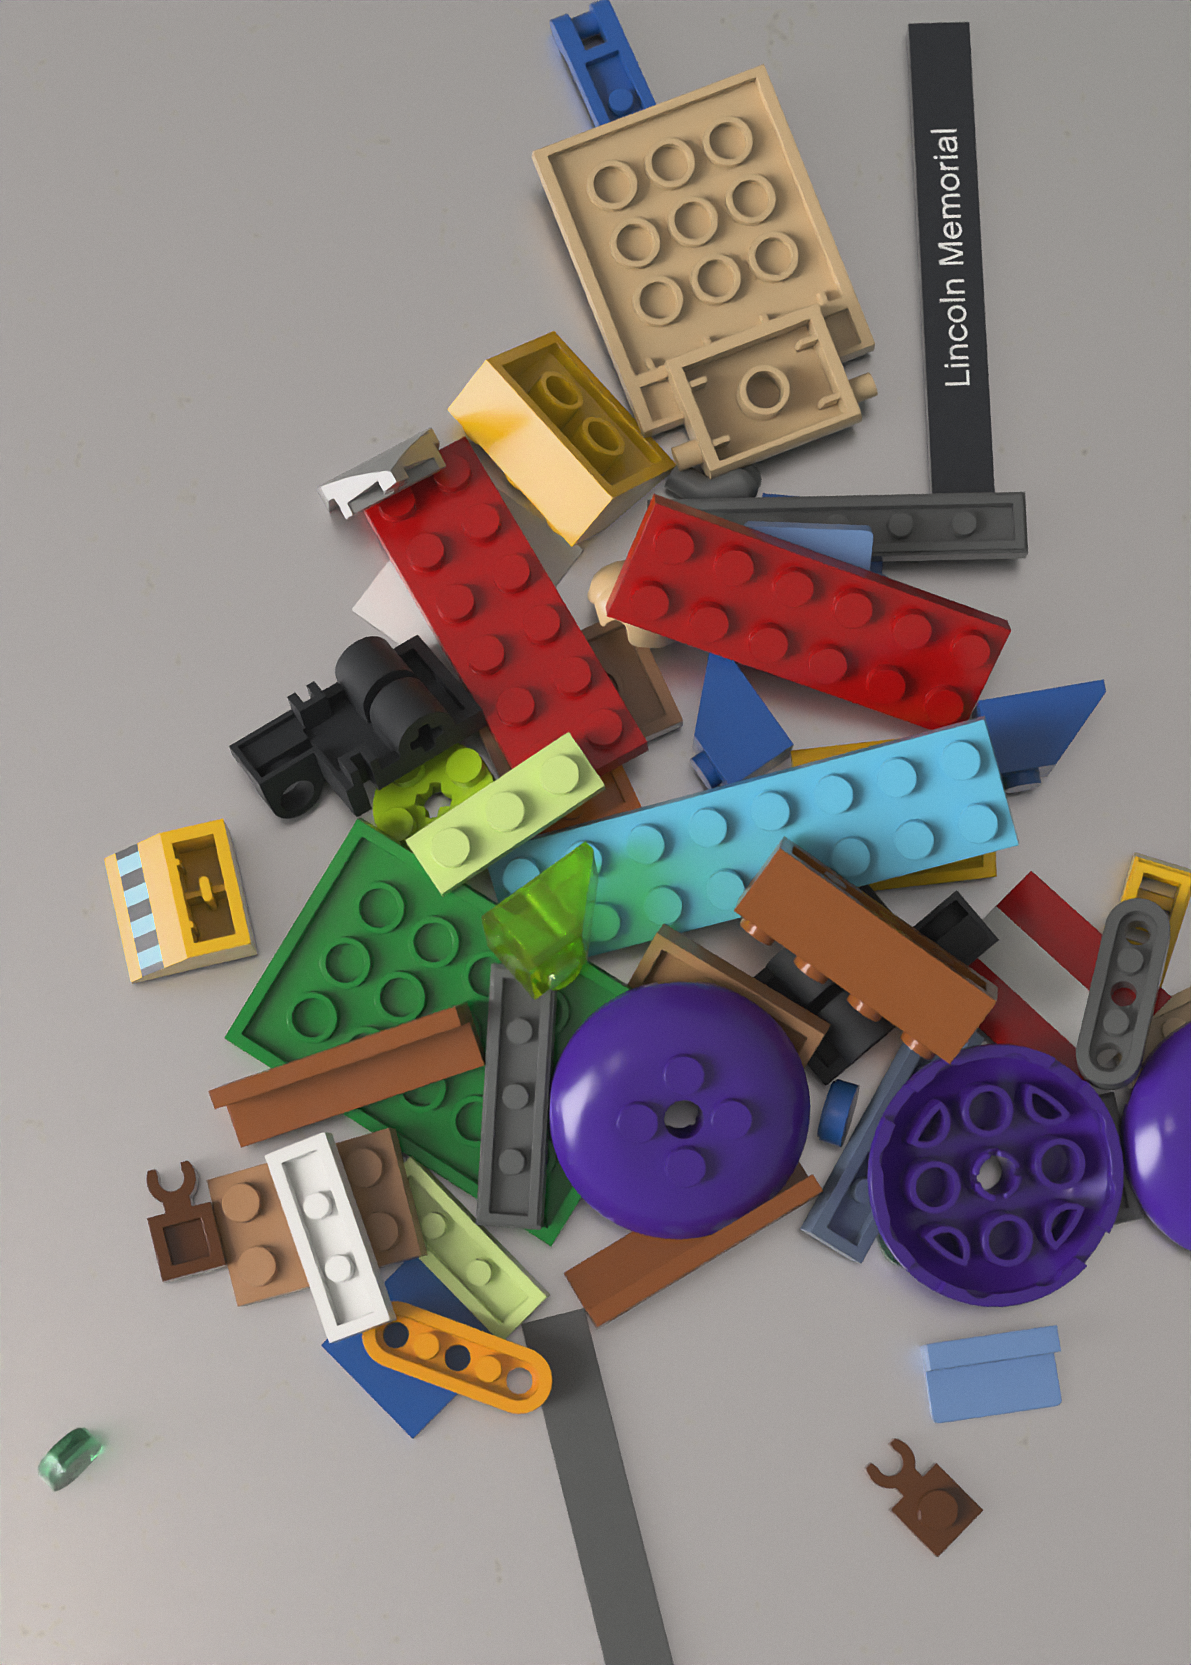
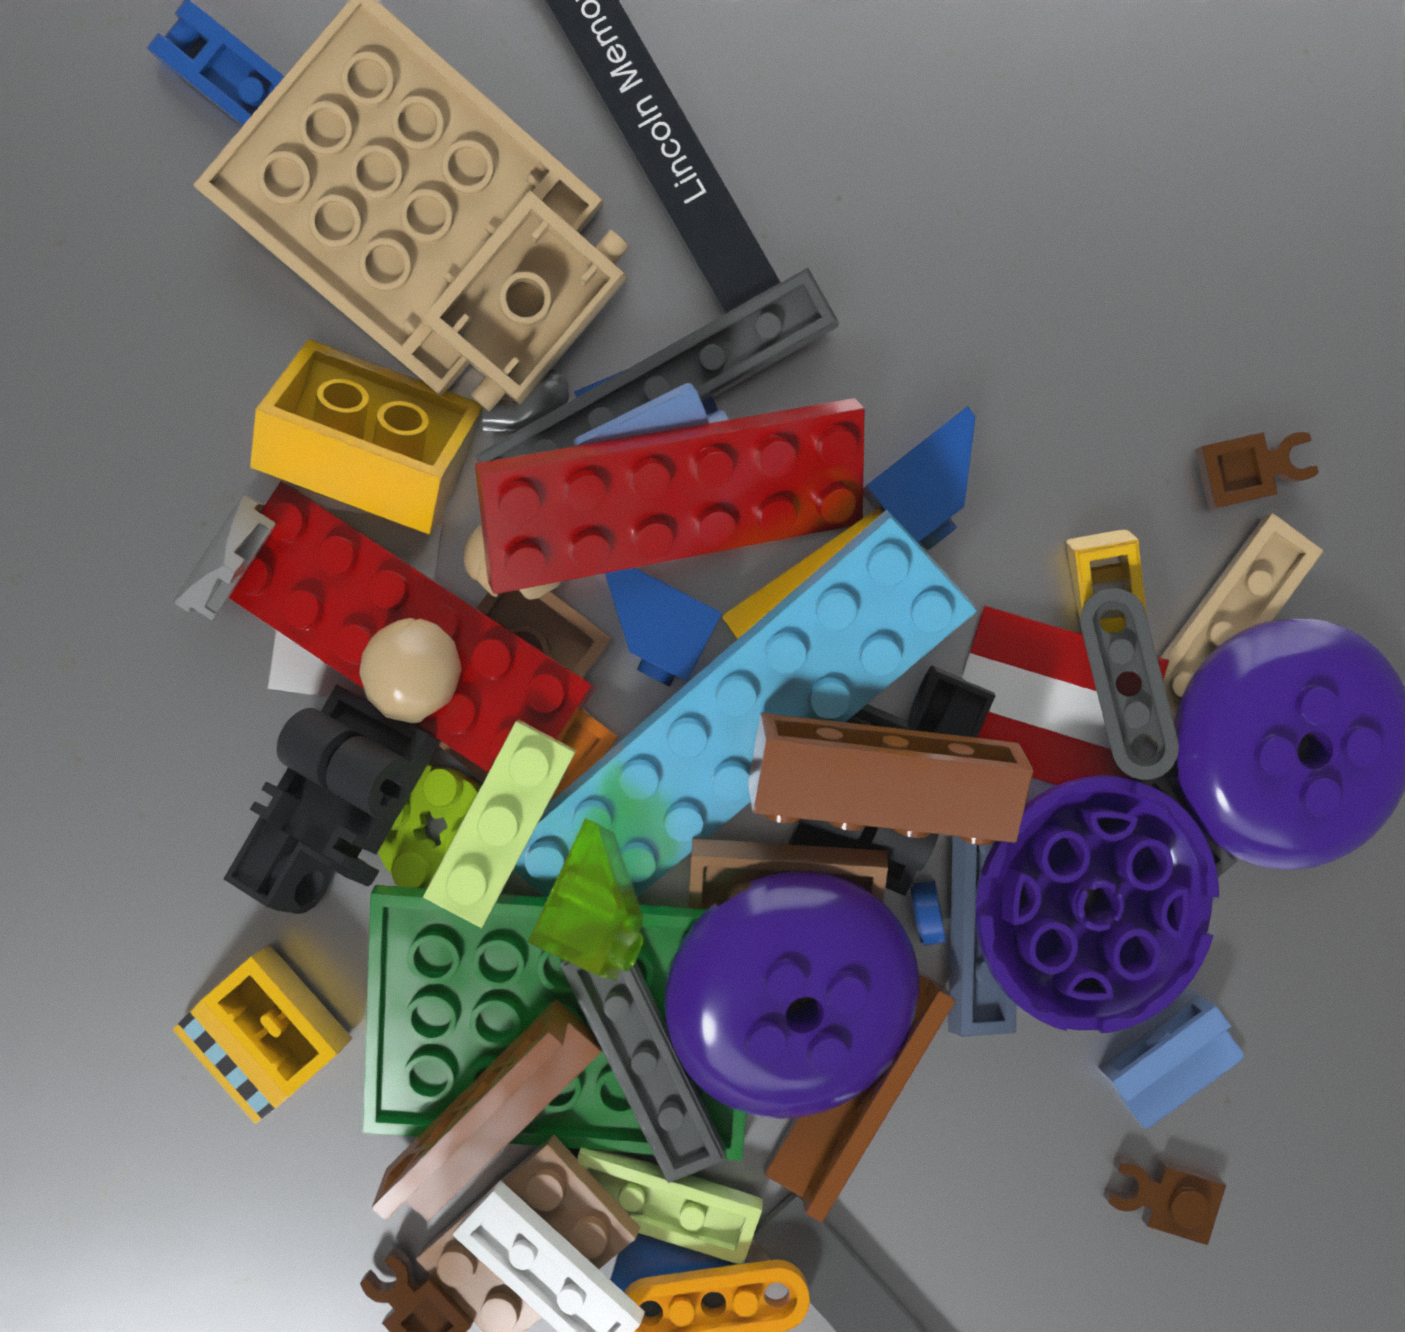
camera: 25 degrees left, 10 degrees up
(497, 645) = (410, 669): none -> tan hair

